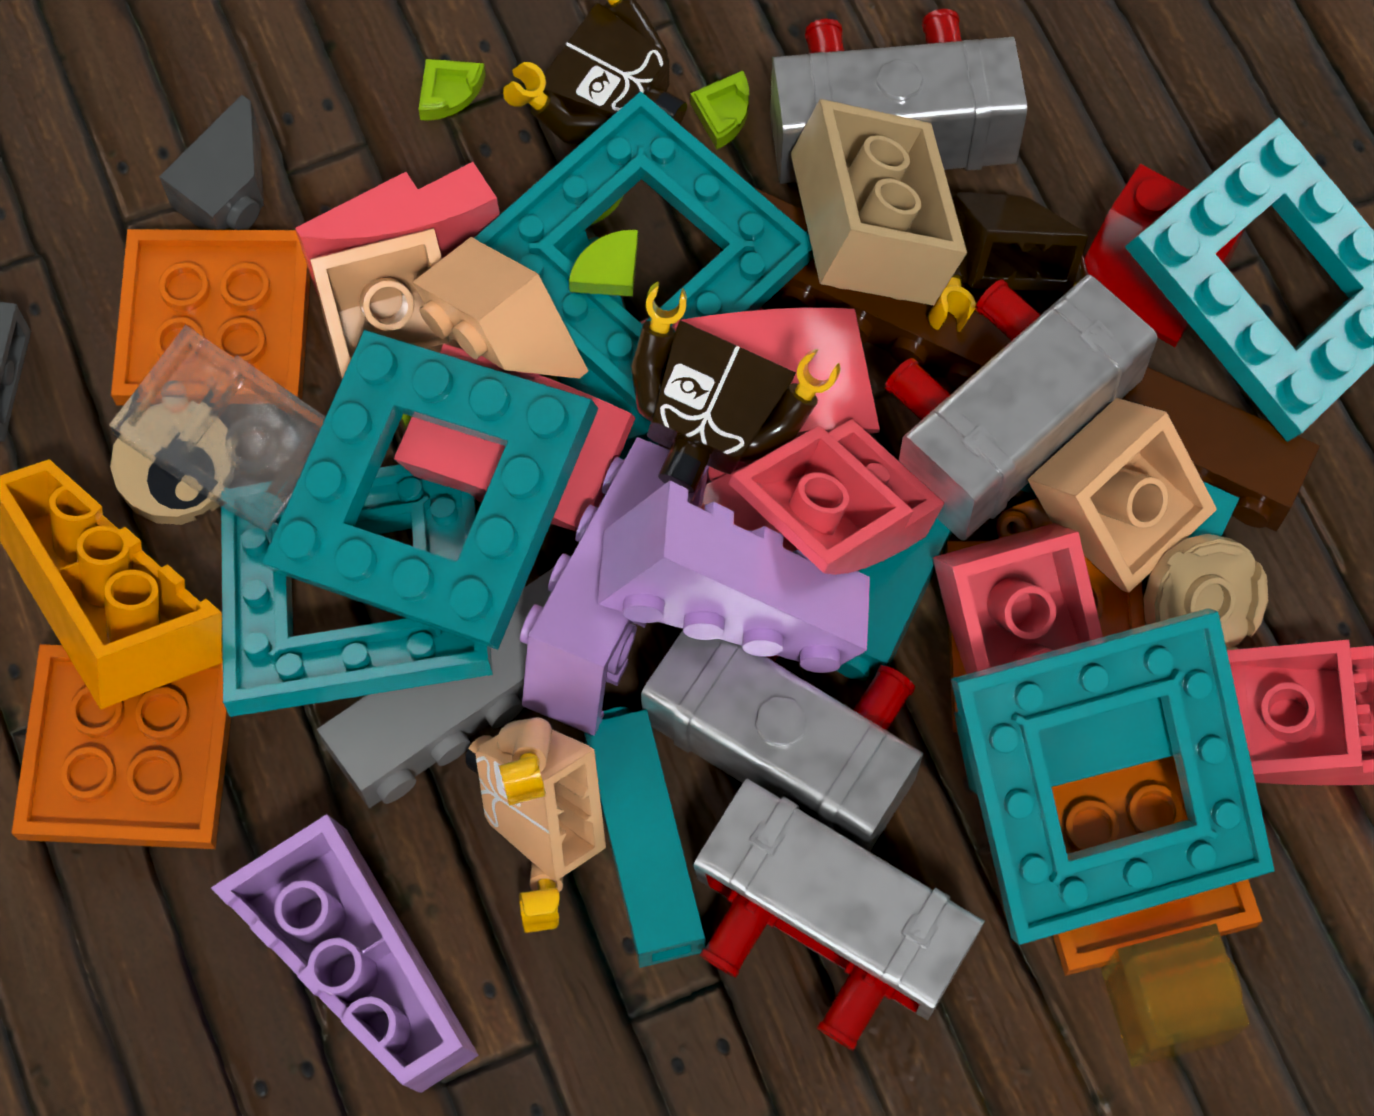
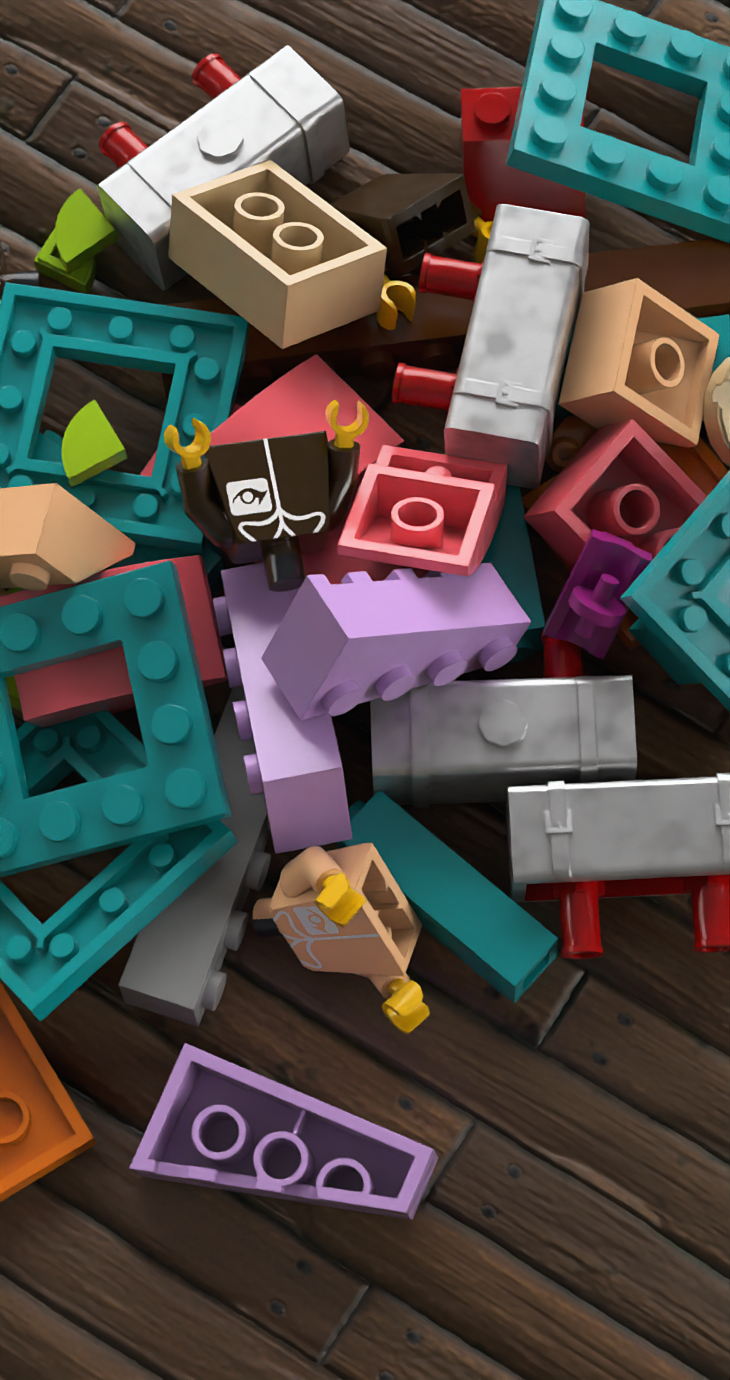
camera: 30 degrees left, 0 degrees up
(742, 91) = (81, 231): none -> lime tile
(952, 649) = (590, 602): none -> magenta hips

